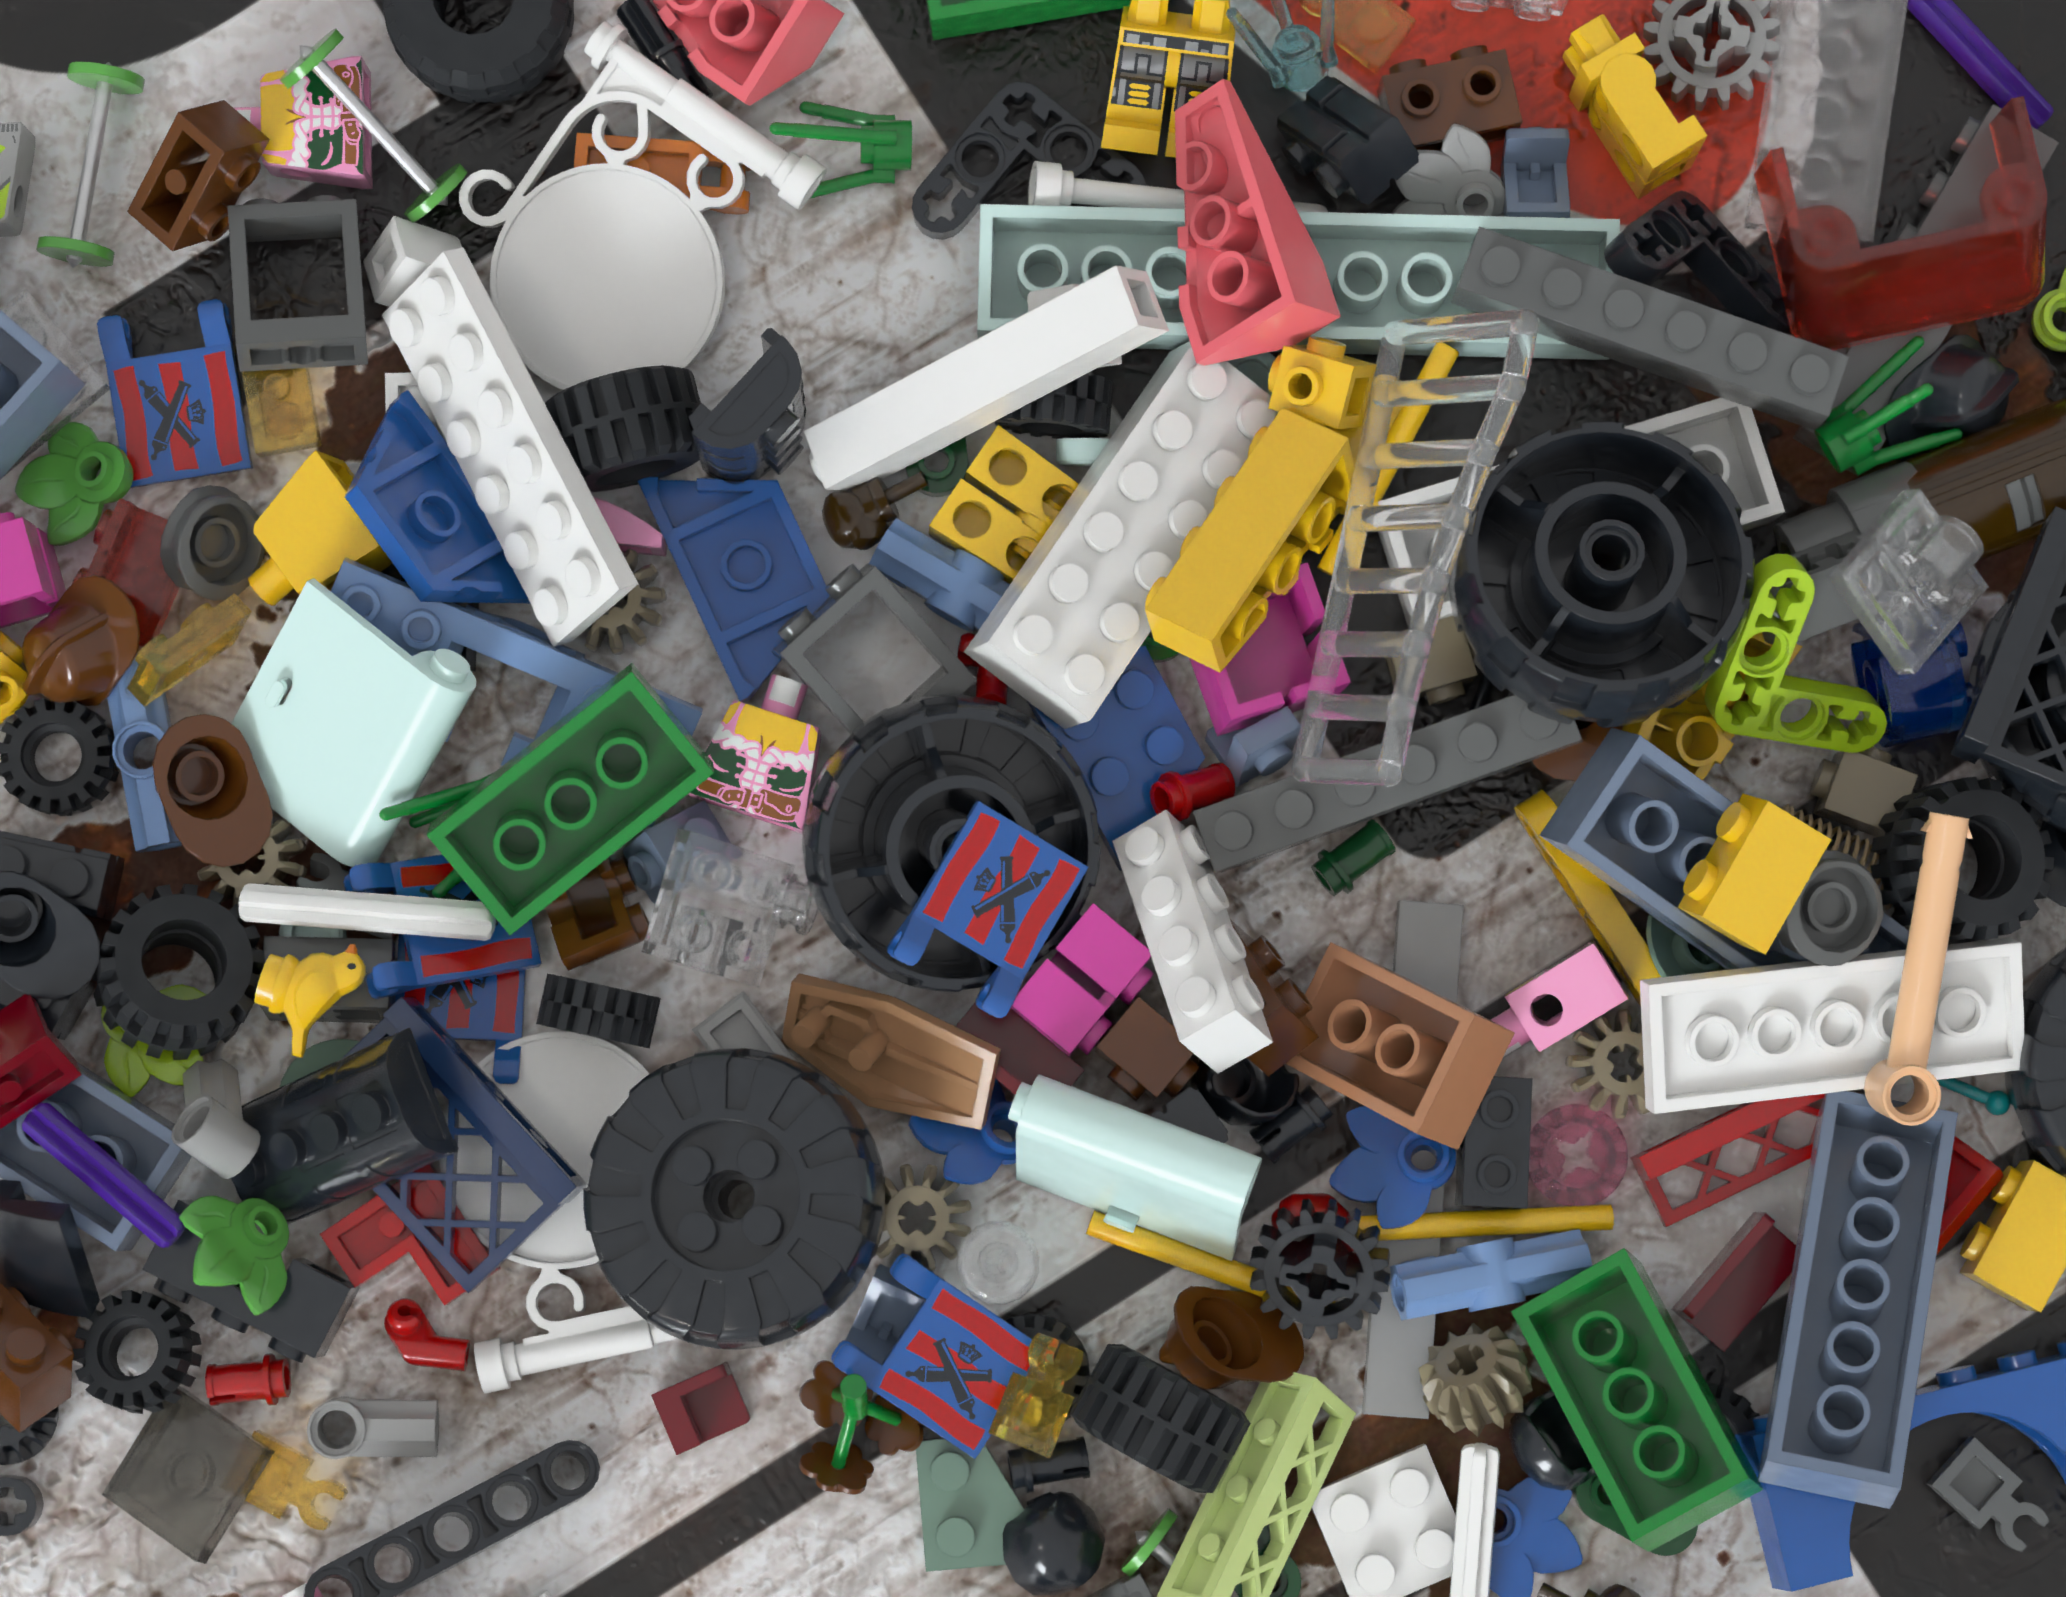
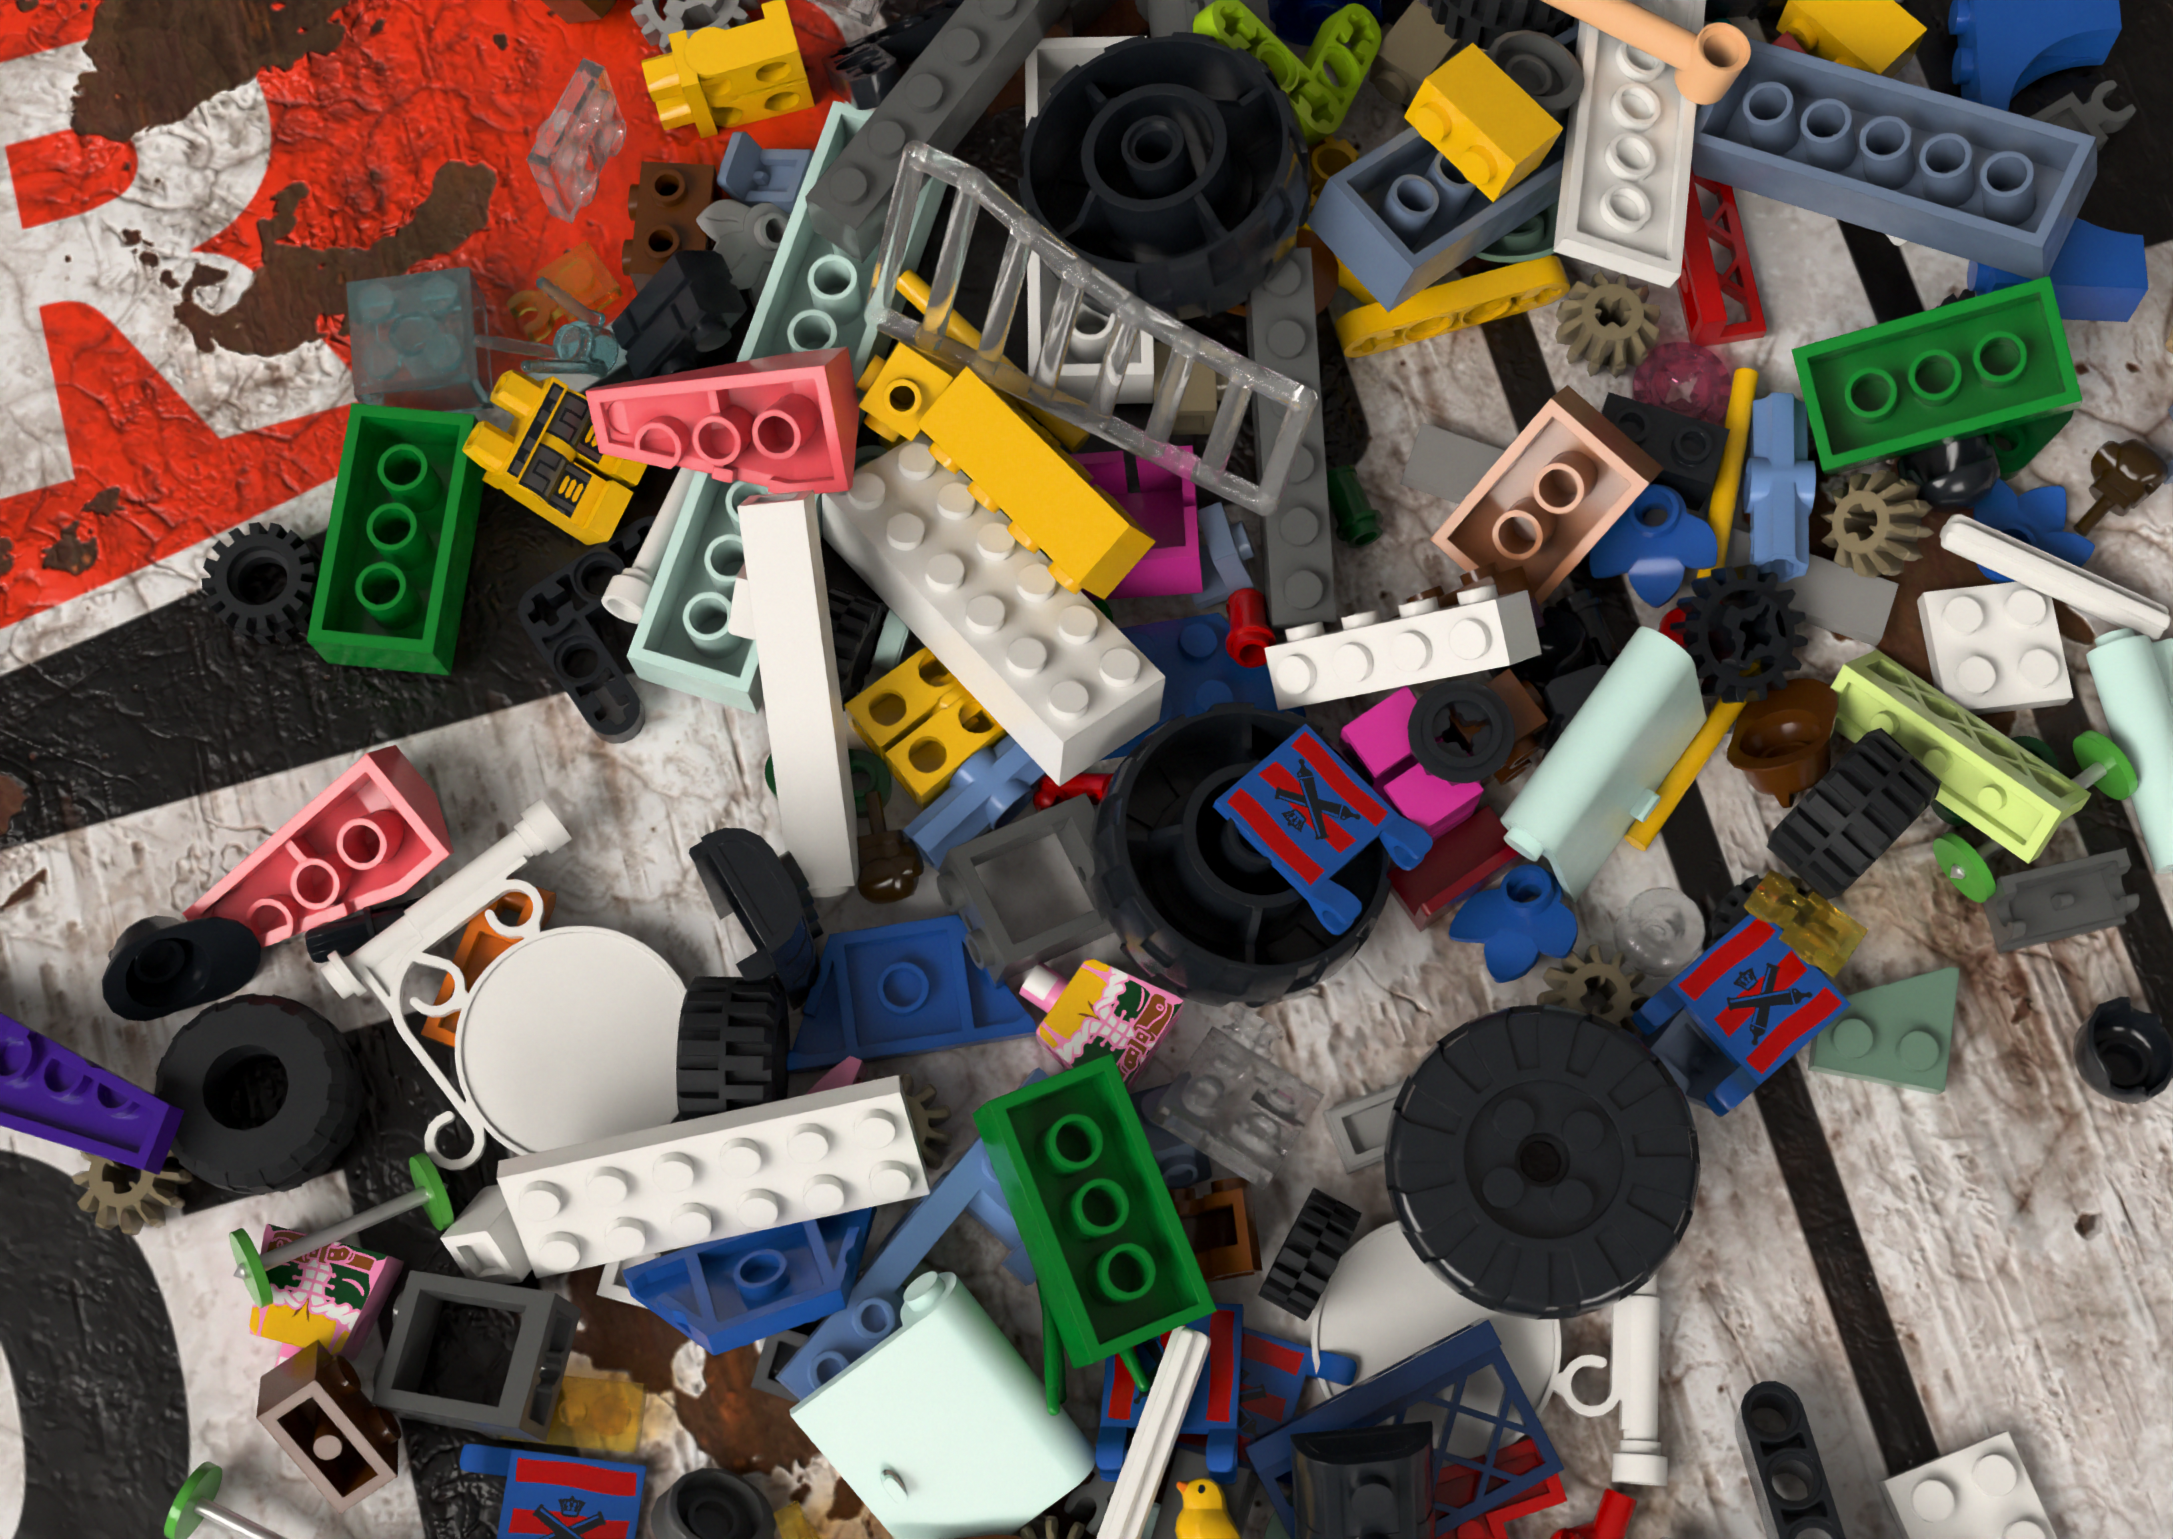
camera: 70 degrees left, 10 degrees down
(312, 531) = (737, 1409): yellow torso -> none
(701, 1408) = (1730, 1269): dark red panel -> none
(847, 1401) = (1759, 1121): reddish brown plant -> none
(881, 139) = (529, 747): green plant -> none
(891, 1052) = (1426, 976): medium nougat piece -> none
(1053, 1544) = (1946, 957): black hair -> none
(1067, 1462) = (1867, 962): black pin -> none
(1117, 983) = (1472, 706): none -> black gear
(1581, 984) = (1534, 344): bright pink torso -> none
(1738, 1281) = (1828, 279): dark red panel -> none

